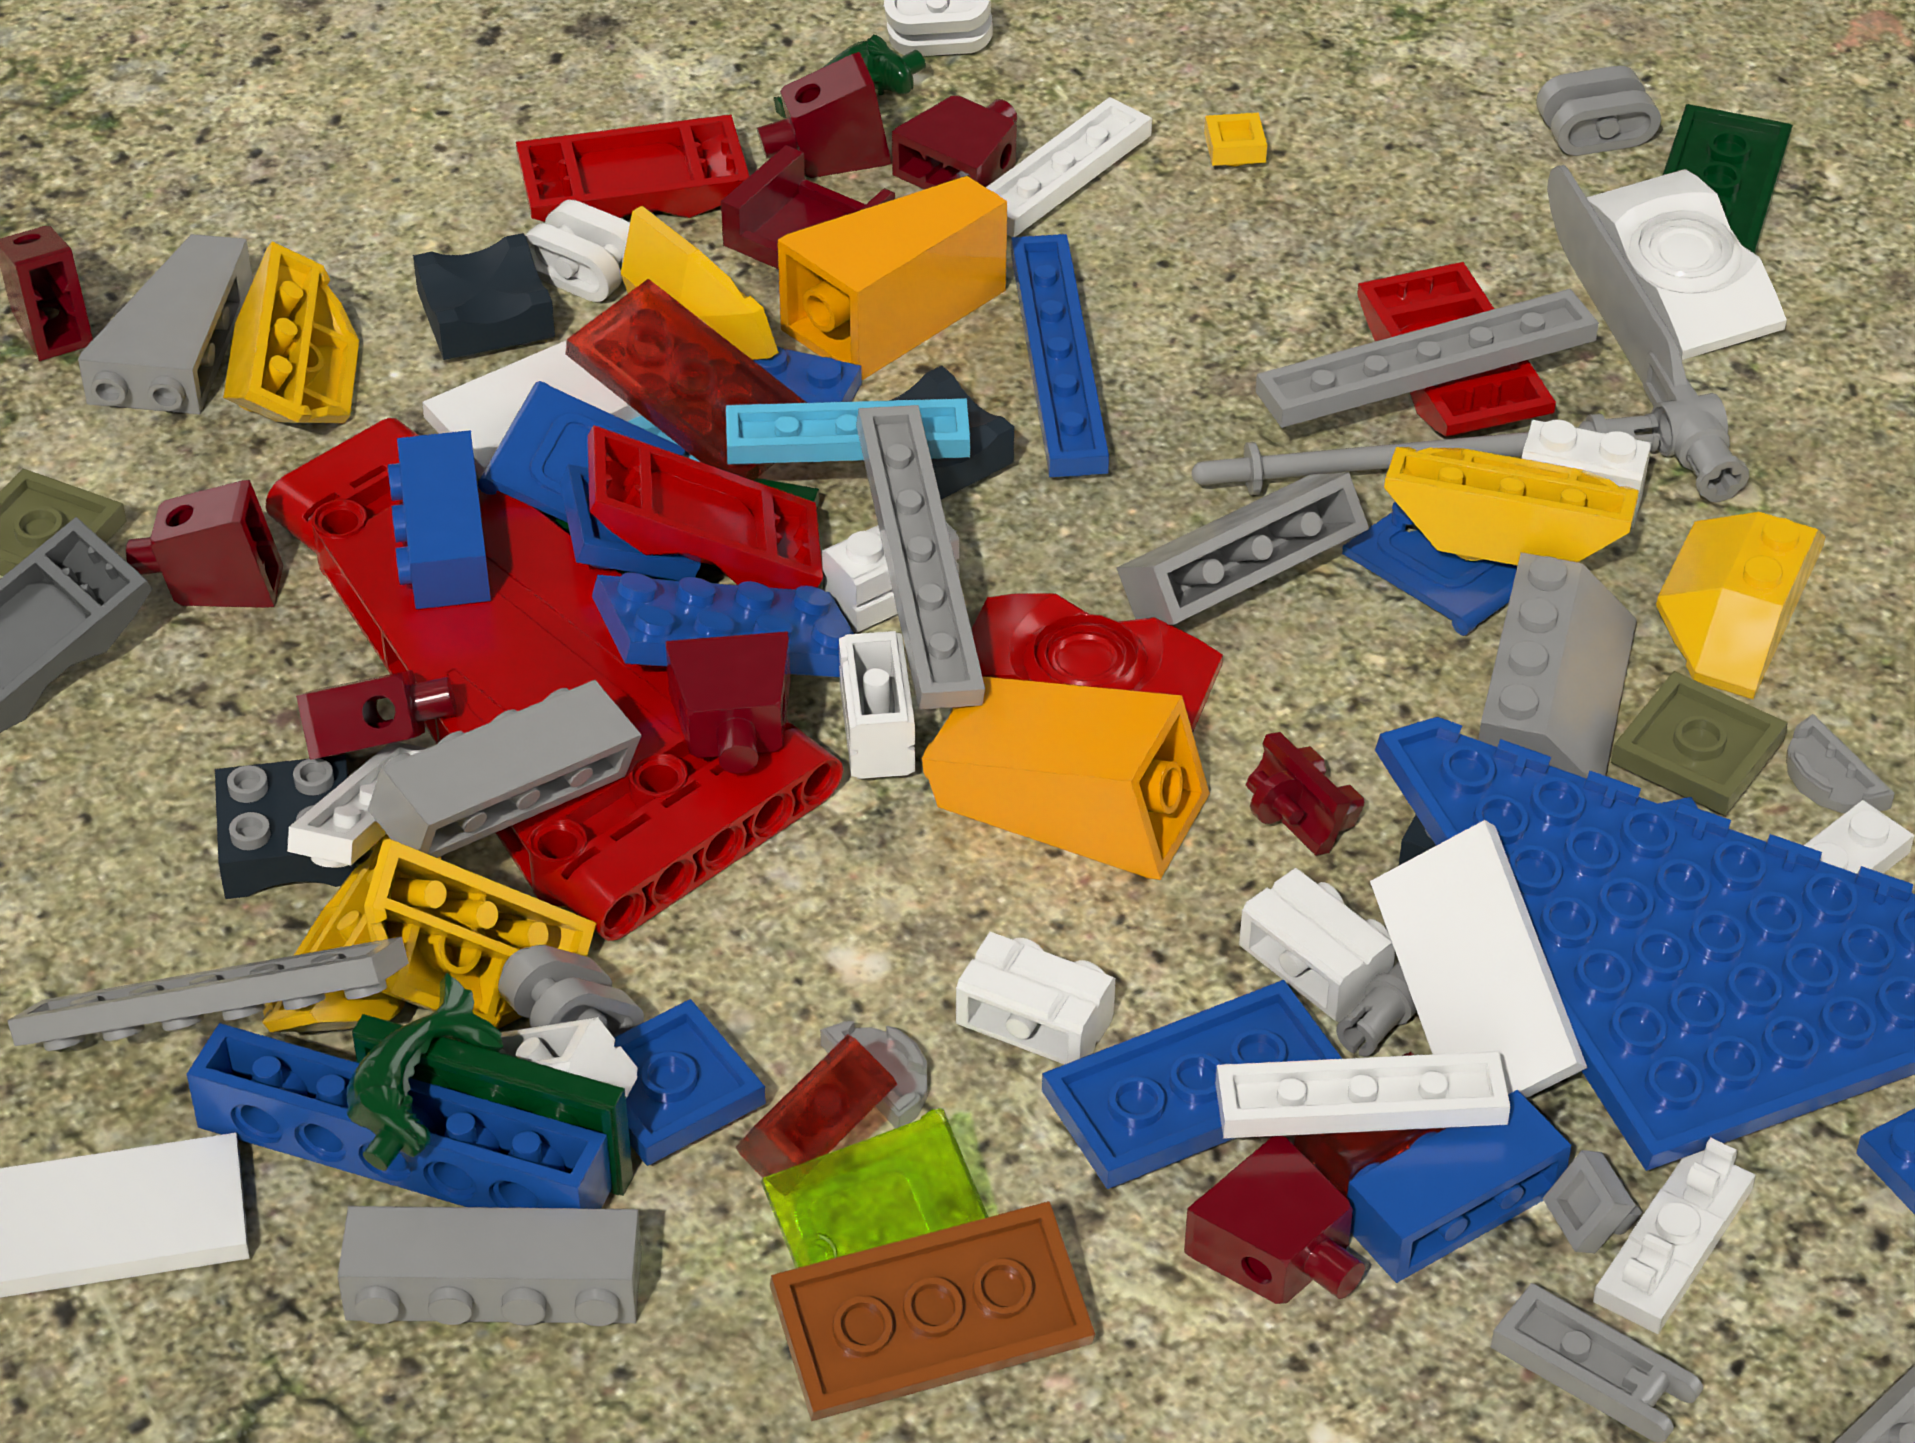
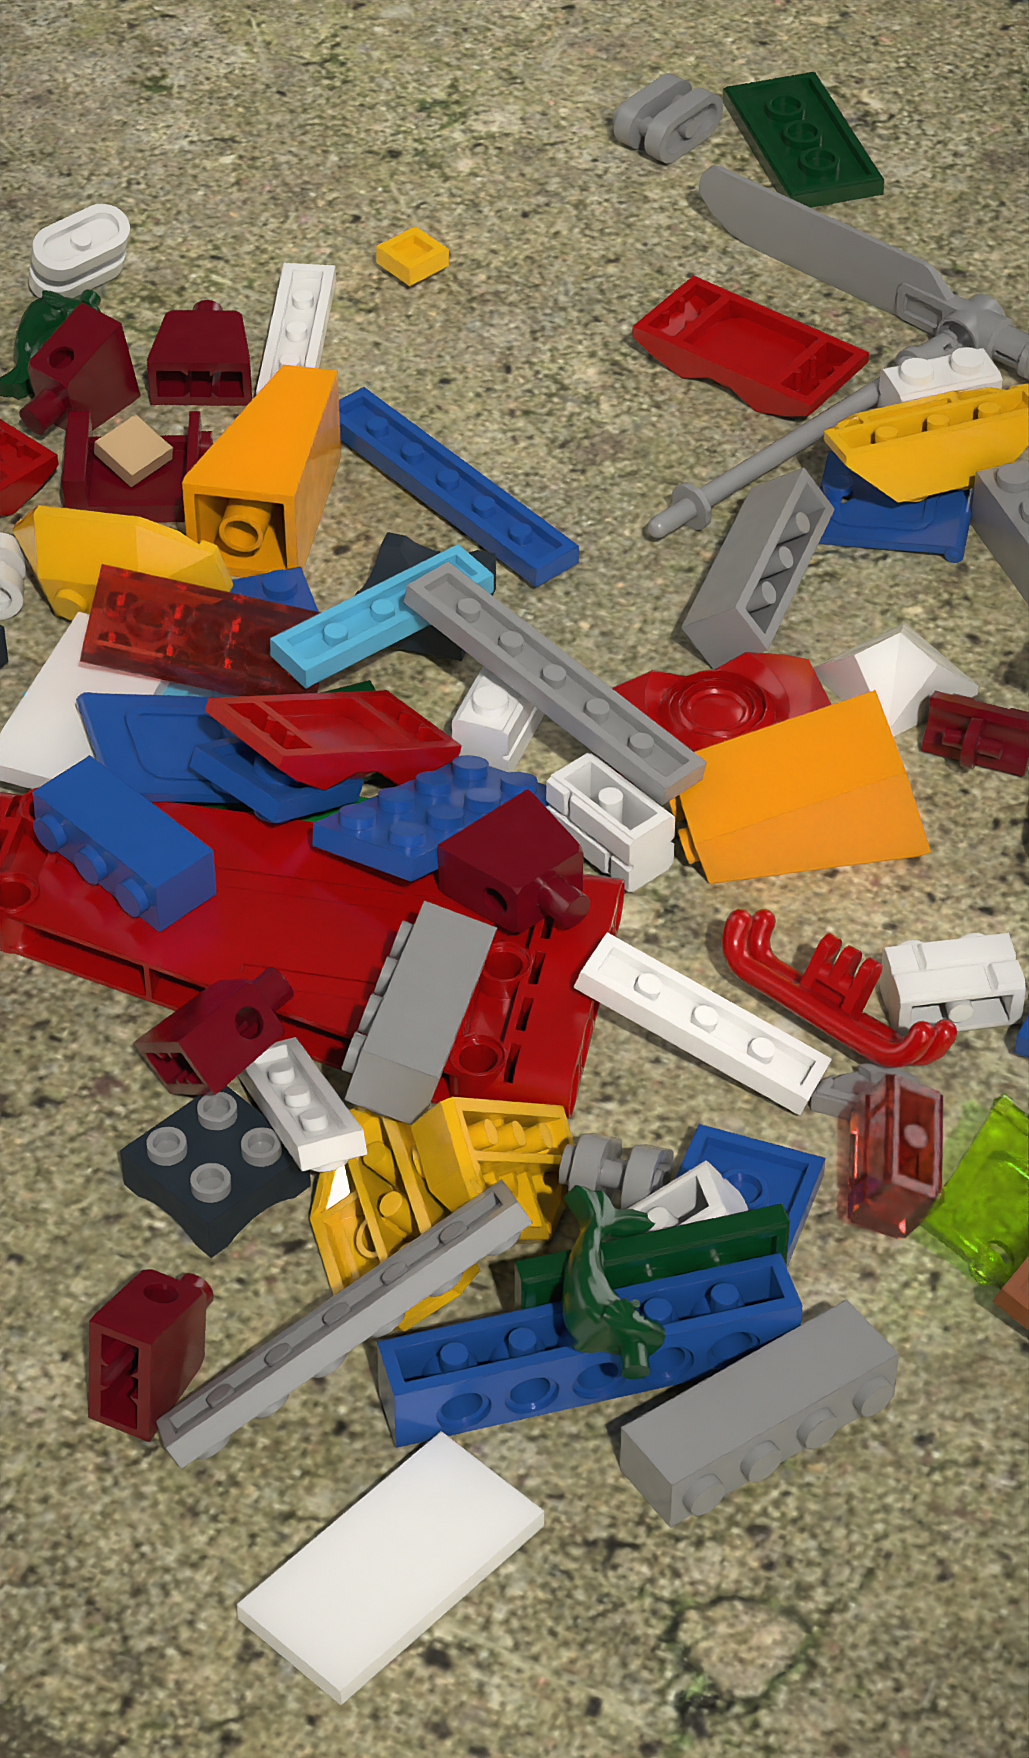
camera: 35 degrees left, 0 degrees up
(78, 931) = (146, 1350): none -> dark red torso
(771, 915) = (702, 1023): none -> white plate
(817, 199) = (133, 450): none -> tan tile
(913, 949) = (829, 993): none -> red piece
(1298, 699) = (902, 672): none -> white slope
(1425, 357) = (753, 359): light grey plate -> none
(1690, 262) = (838, 185): white slope -> none

